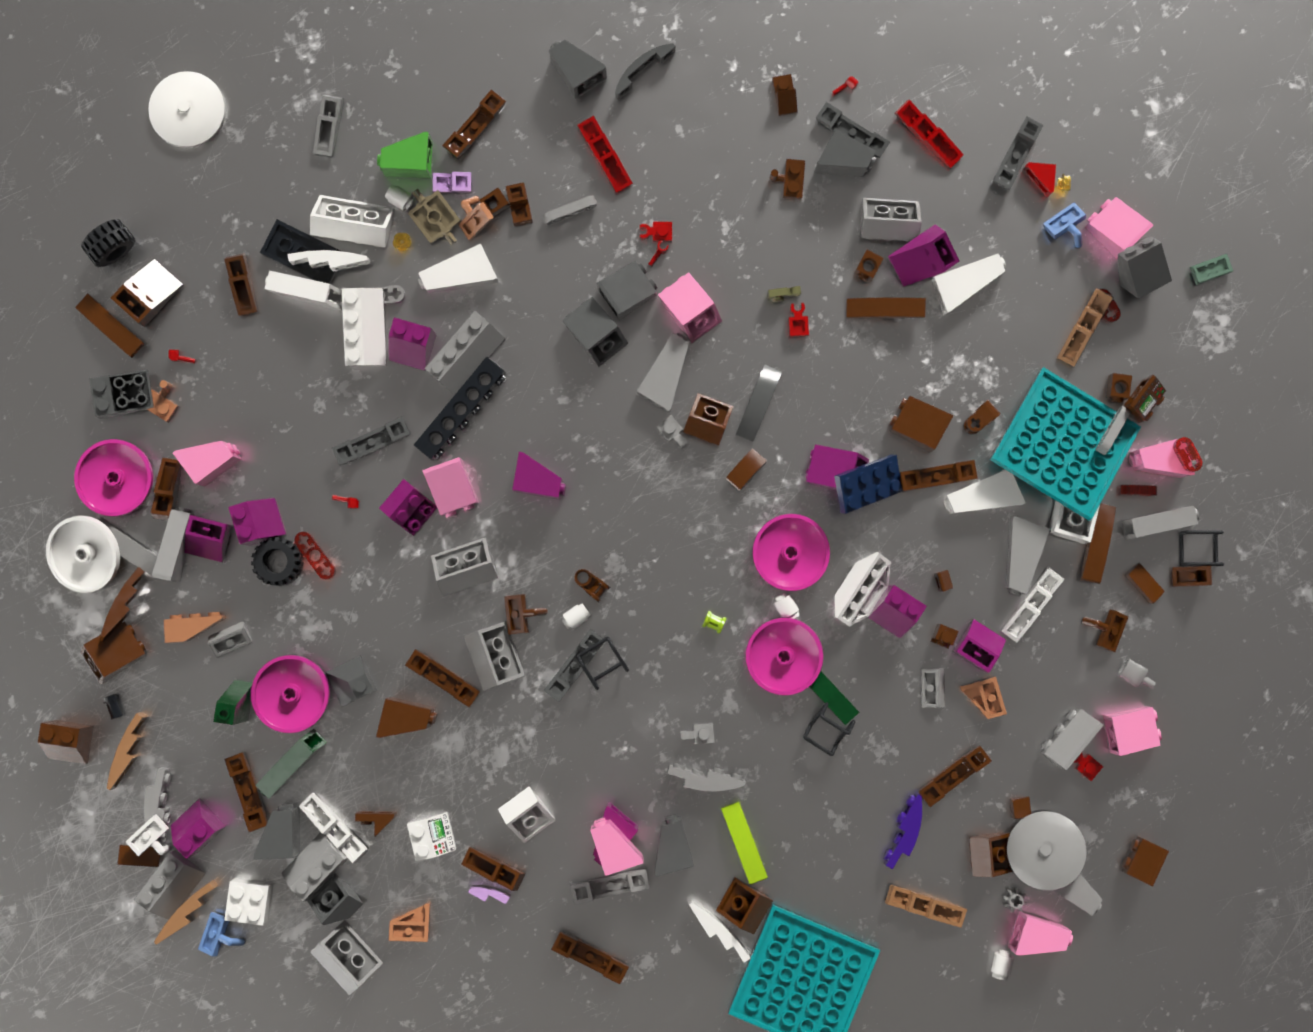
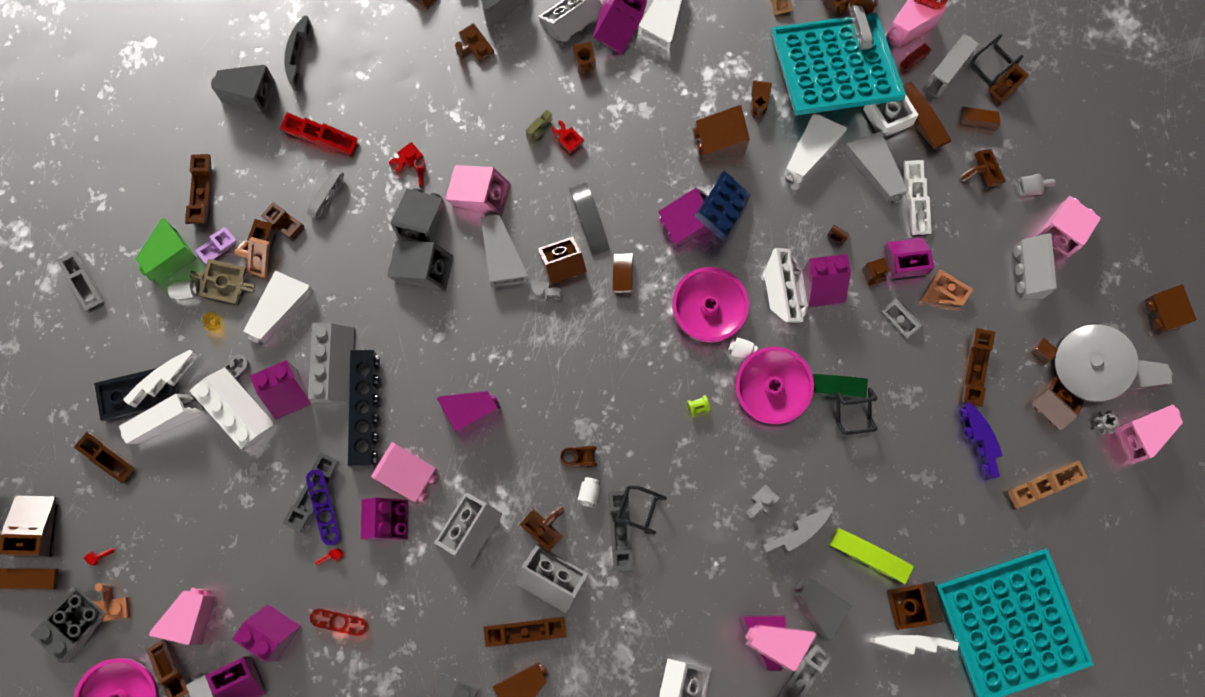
camera: 40 degrees left, 10 degrees down
(260, 561) = (294, 647): black tyre -> none
(351, 221) = (157, 337): white slope -> none
(369, 459) = (325, 506): none -> dark purple beam
(885, 308) = (622, 76): reddish brown slope -> none
(938, 475) = (767, 161): reddish brown slope -> none
(1002, 965) = (1143, 479): white brick -> none
(1088, 766) = (1065, 278): red plate -> none

